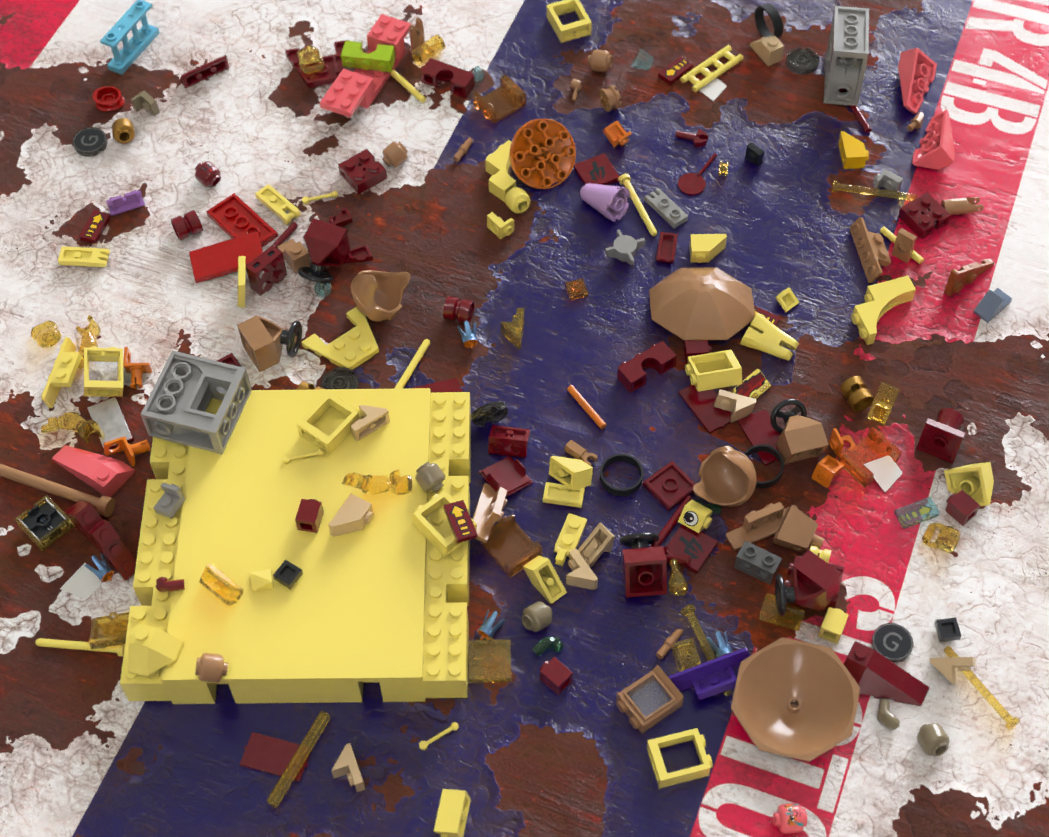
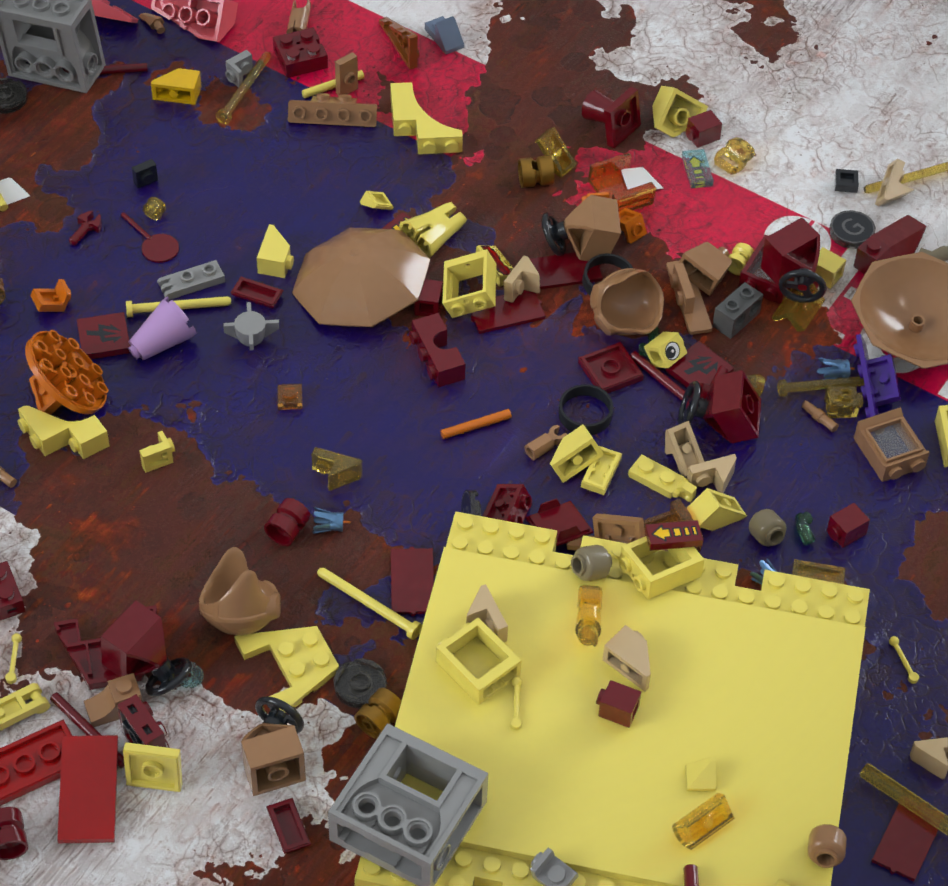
camera: 80 degrees left, 5 degrees down
(287, 574) = (701, 742): black plate -> none
(517, 200) = (122, 424): light yellow head -> none

